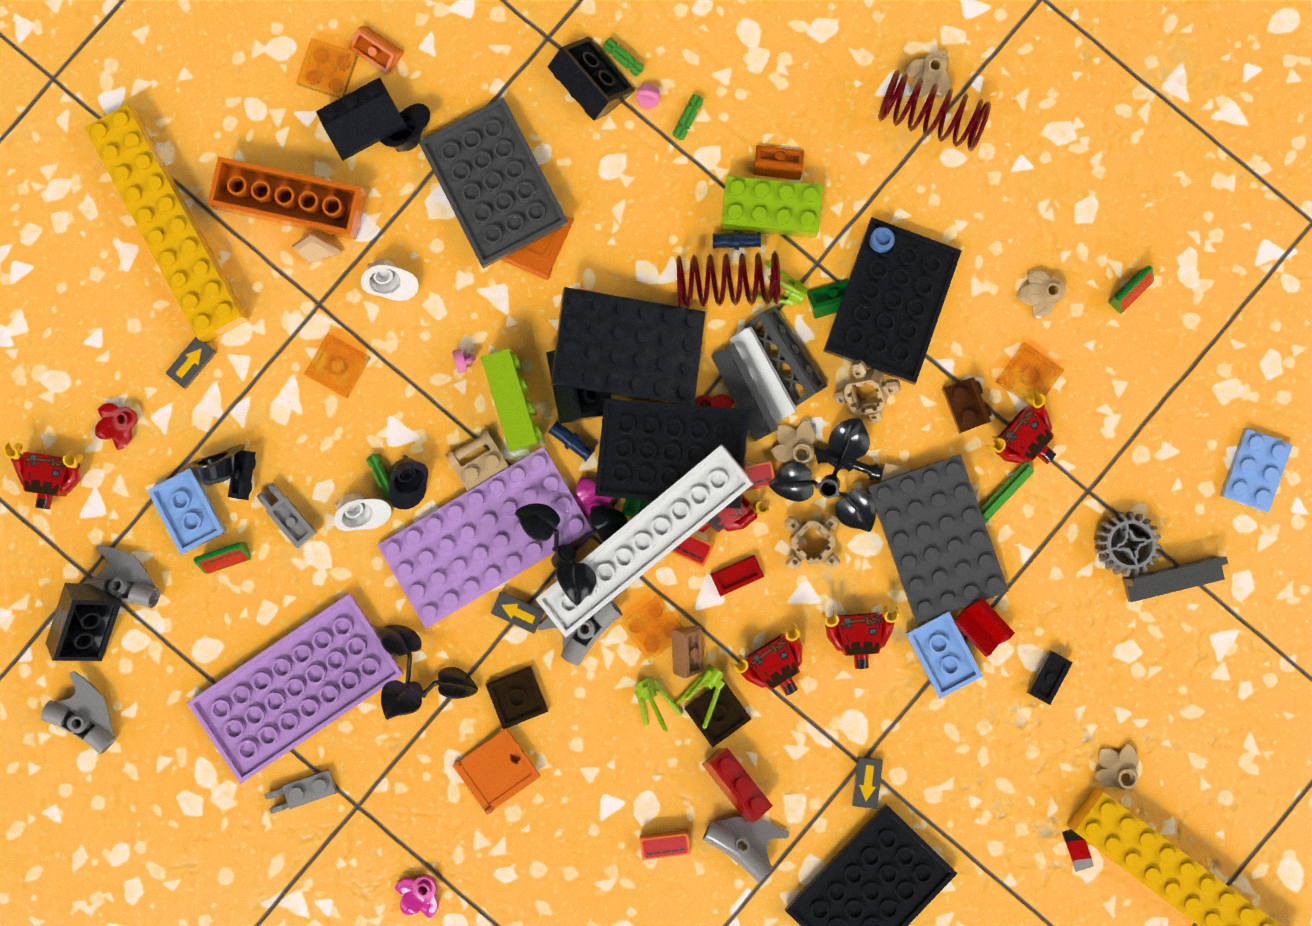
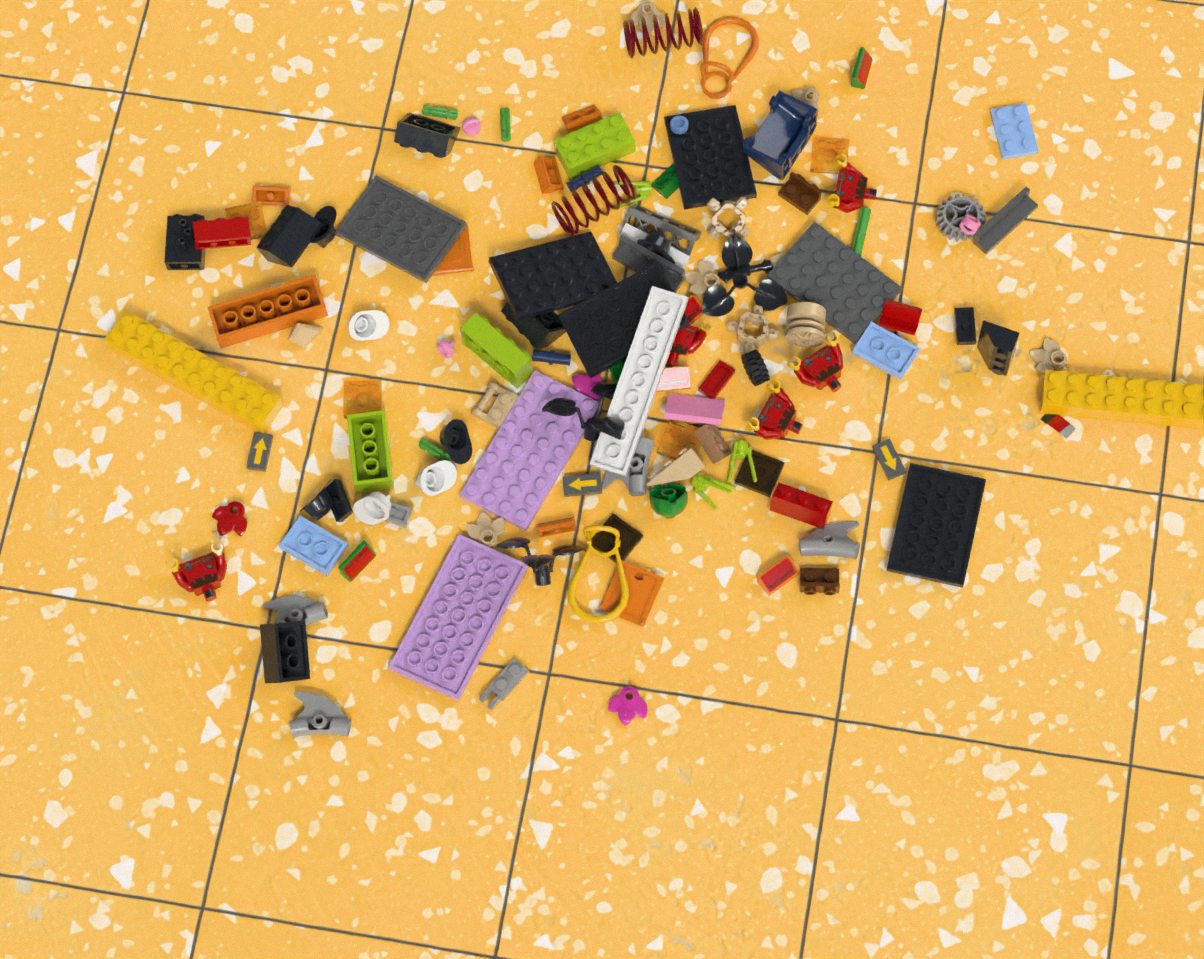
camera: 25 degrees left, 20 degrees down
(246, 53) = (180, 244): none -> black piece
(272, 511) = (373, 508): none -> white piece
(285, 70) = (222, 233): none -> red brick
(305, 439) = (370, 451): none -> lime brick
(385, 599) = (485, 528): none -> tan plate
(445, 720) = (622, 577): none -> yellow animal
(460, 643) = (556, 527): none -> orange slope
(597, 692) = (669, 500): none -> green cylinder
(632, 666) = (683, 468): none -> tan slope
(689, 601) = (694, 409): none -> bright pink tile
(700, 209) = (548, 174): none -> orange slope
(705, 878) = (819, 581): none -> reddish brown bracket
(768, 379) = (658, 244): none -> black piece
(786, 593) = (755, 367): none -> black tyre
(872, 576) = (805, 324): none -> tan wheel
(954, 188) = (705, 47): none -> orange animal
(989, 322) = (782, 134): none -> dark blue windscreen
(1067, 739) = (997, 347): none -> black slope
(1134, 566) = (970, 222): none -> bright pink tile

